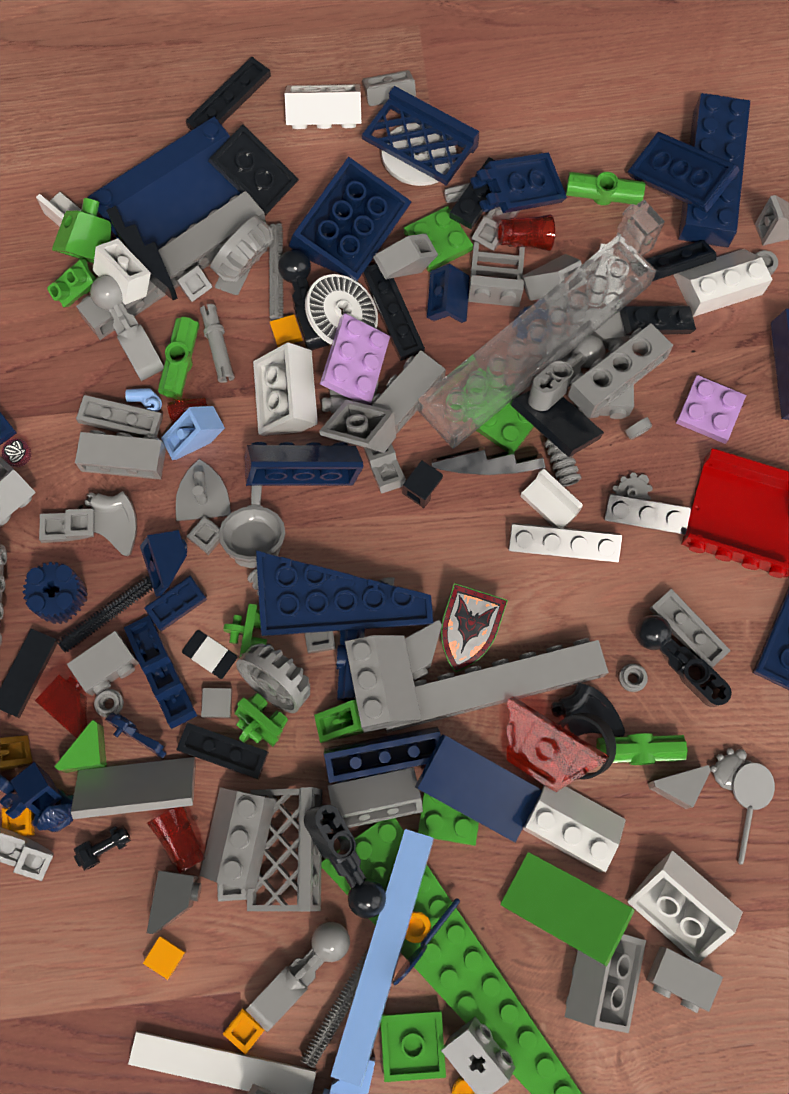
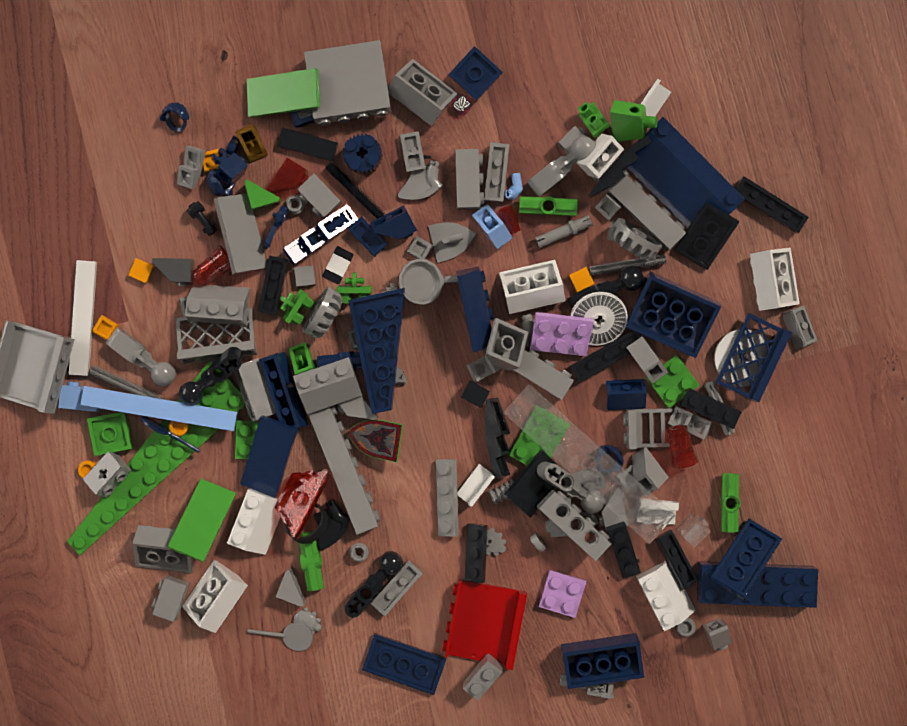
camera: 80 degrees right, 15 degrees up
(520, 183) = (721, 438): dark blue tile -> none

